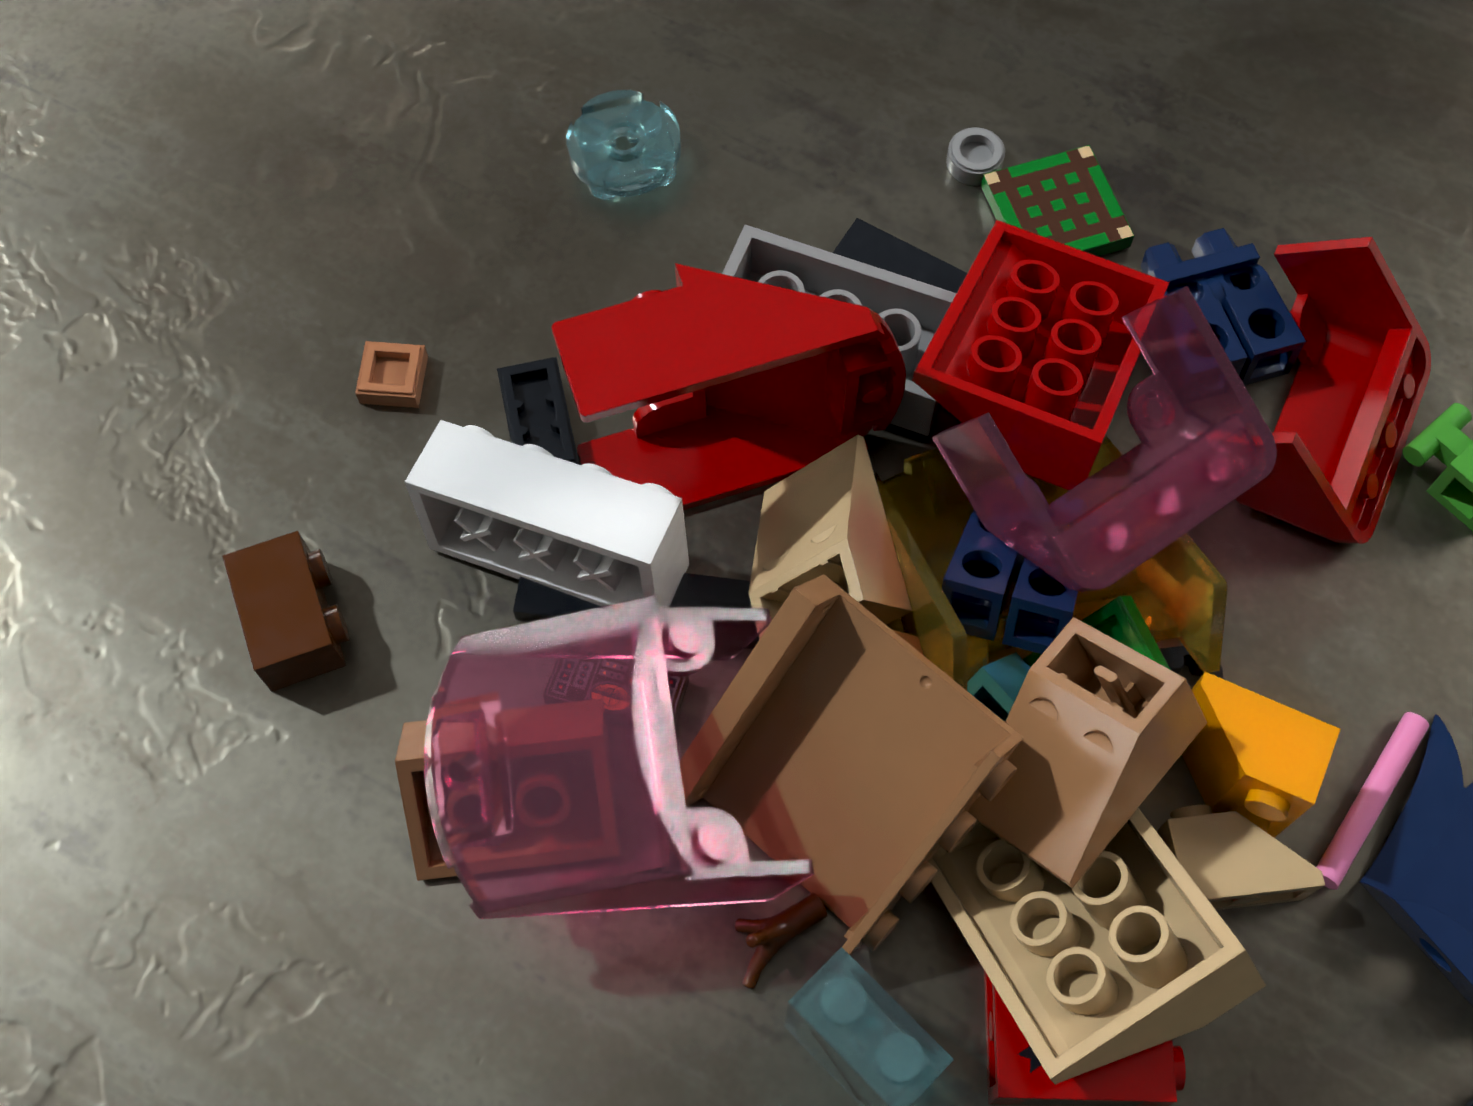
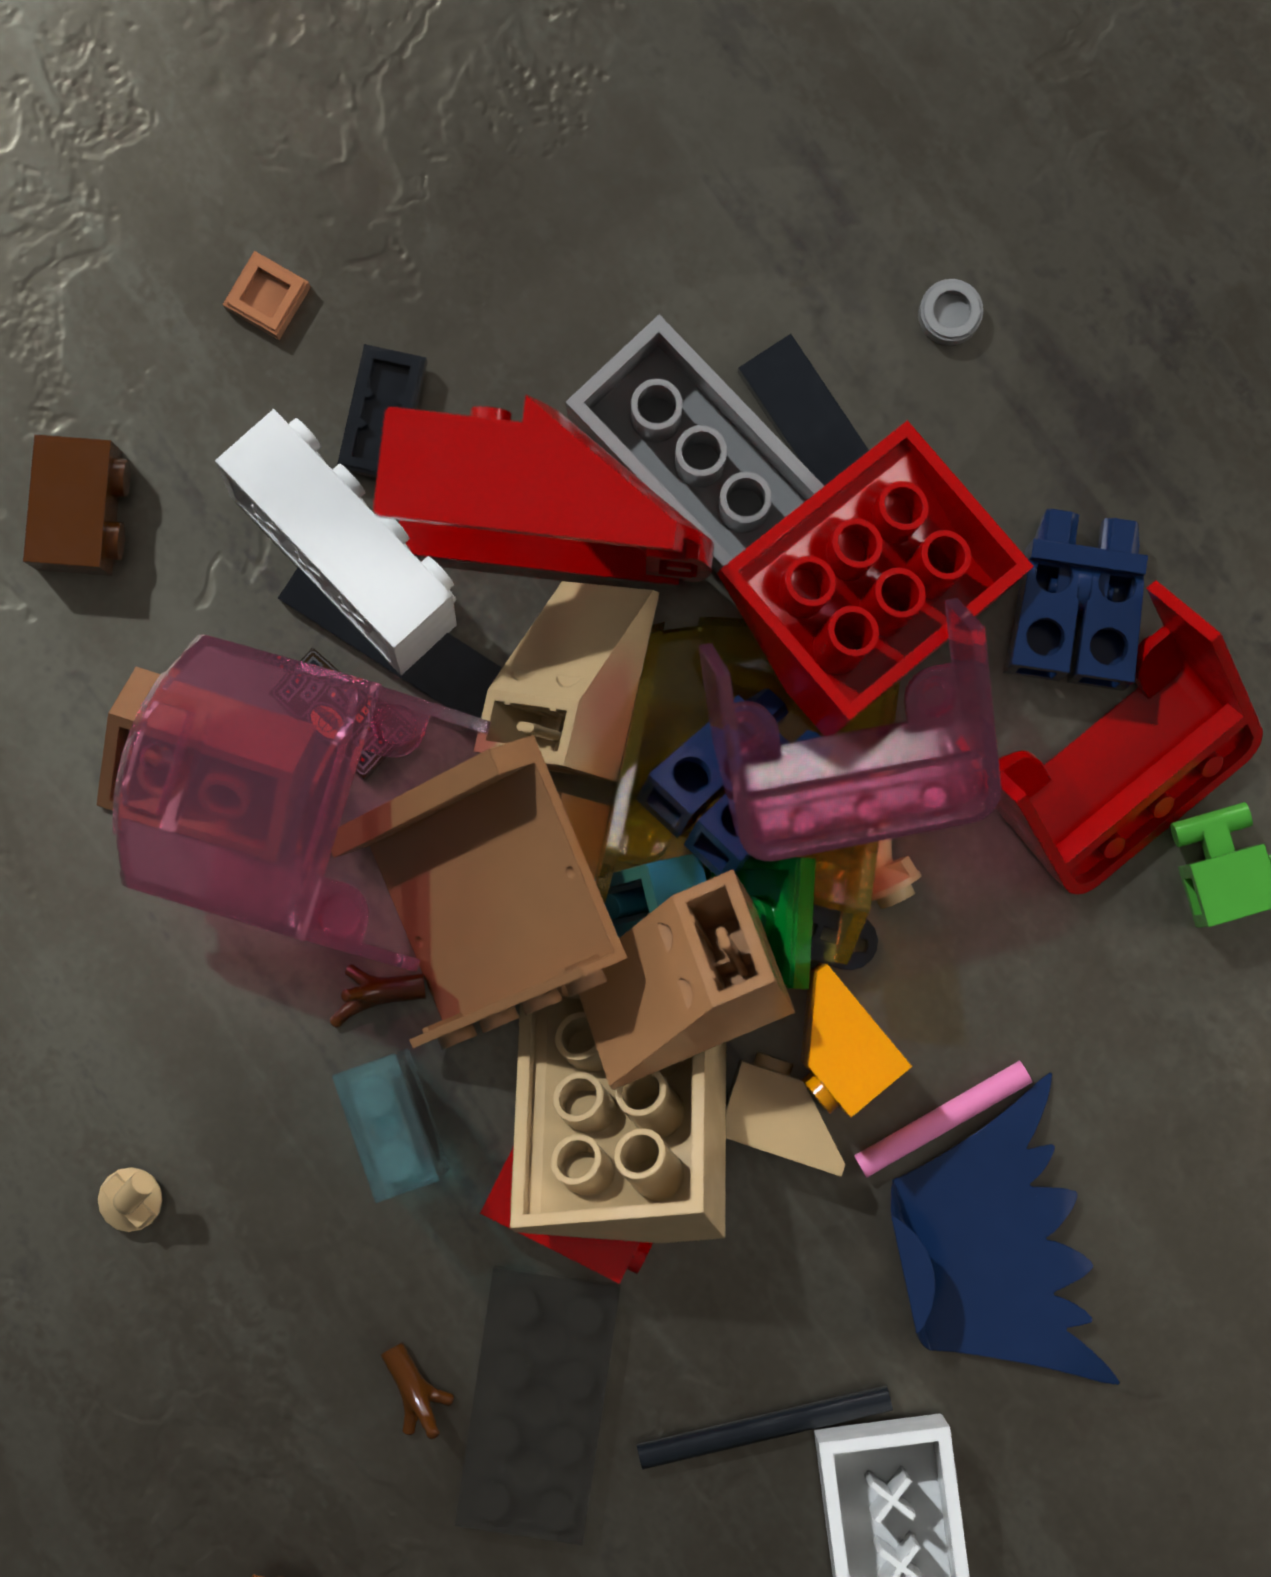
camera: 25 degrees right, 20 degrees up
(629, 171) = (579, 109): clear light blue plate -> none
(1061, 200) = (997, 412): tile -> none

